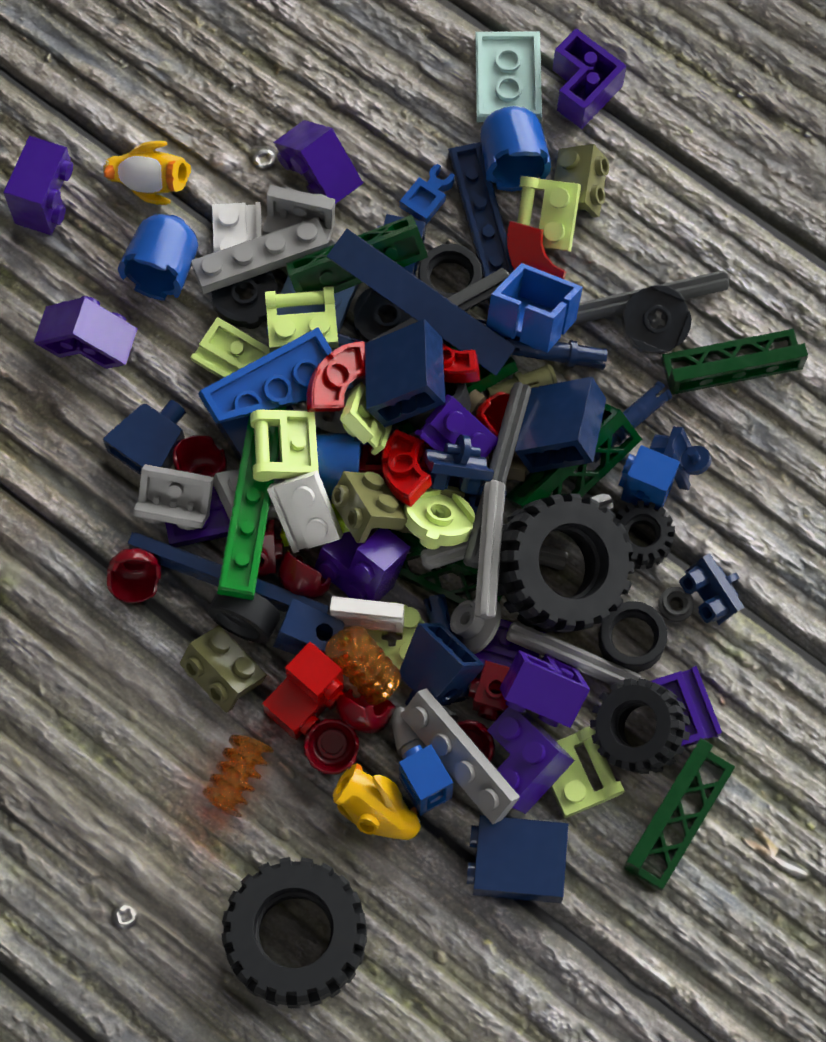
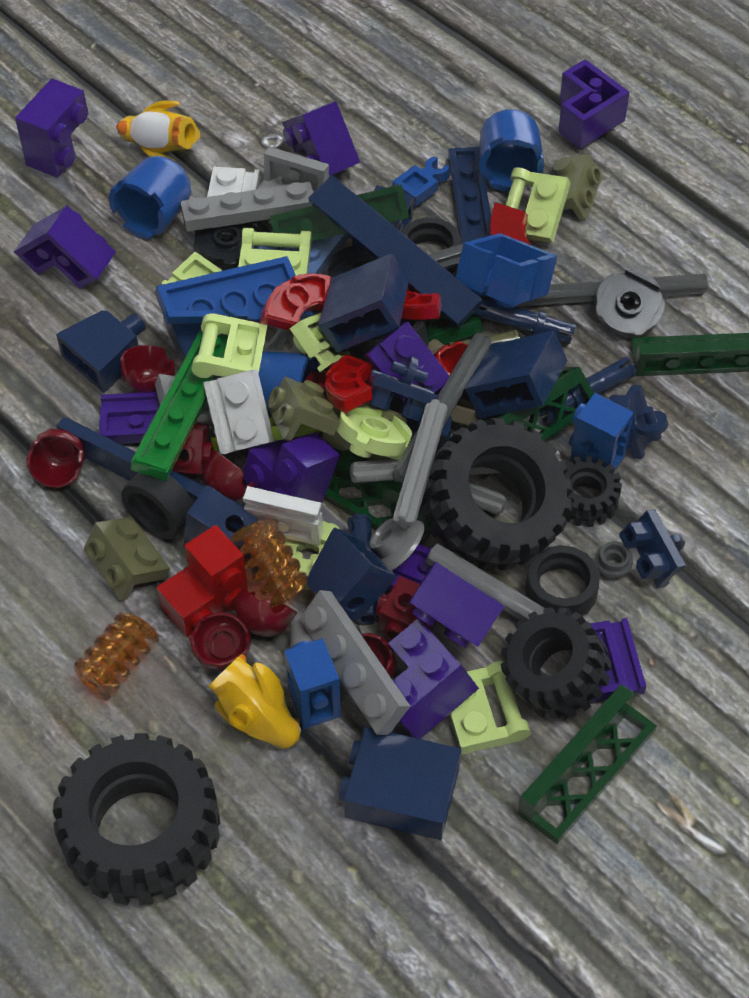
camera: 10 degrees right, 15 degrees down
(174, 497) = (113, 389): light grey bracket -> none
(508, 72) = (518, 89): light aqua tile -> none

